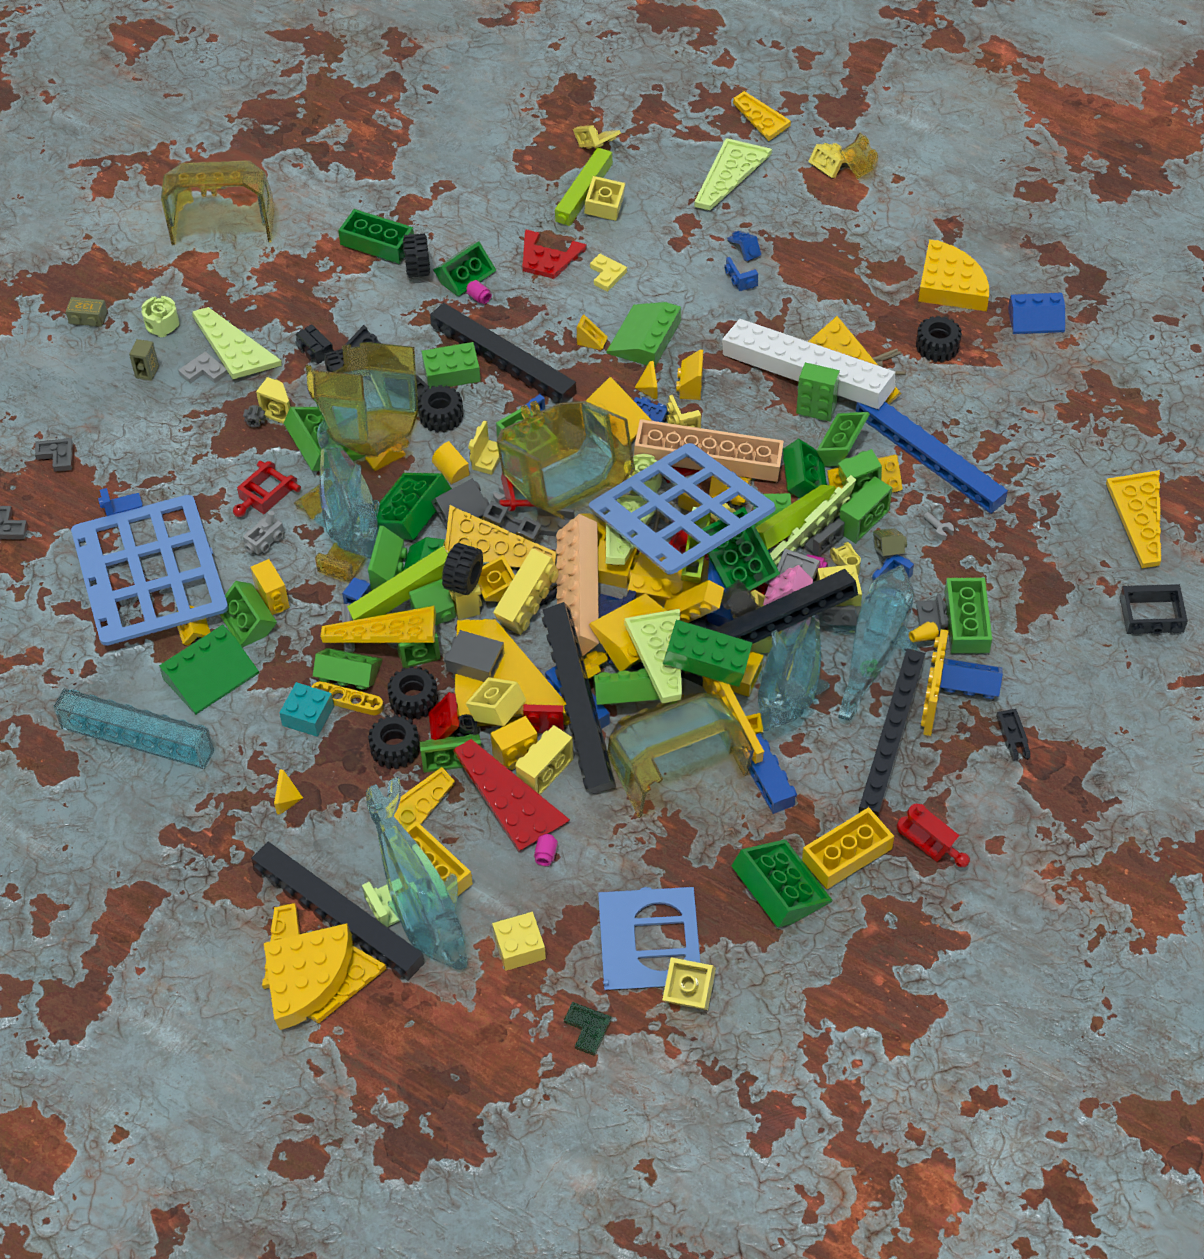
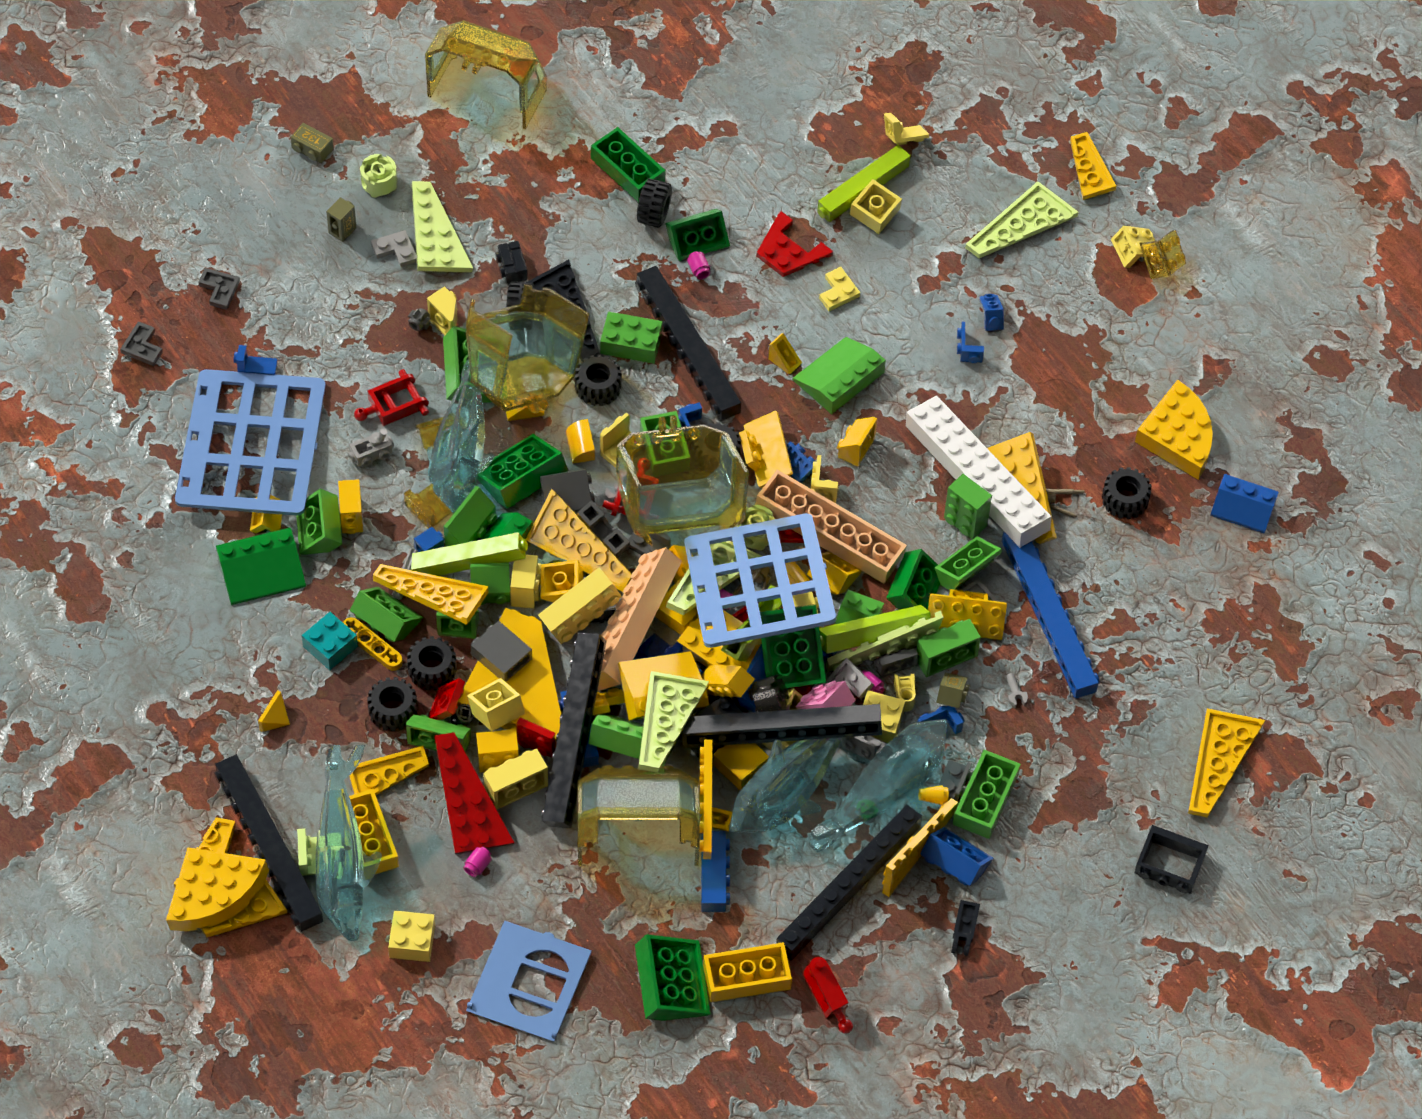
camera: 20 degrees right, 5 degrees up
(134, 728) = (168, 598): clear light blue brick -> none
(462, 569) = (524, 563): black tyre -> none
(593, 1027) = (440, 1038): clear green tile -> none
(648, 382) = (814, 428): yellow slope -> none
(689, 983) = (538, 1036): light yellow brick -> none
(707, 653) = (703, 737): green brick -> none
(861, 467) = (958, 607): bright green slope -> none

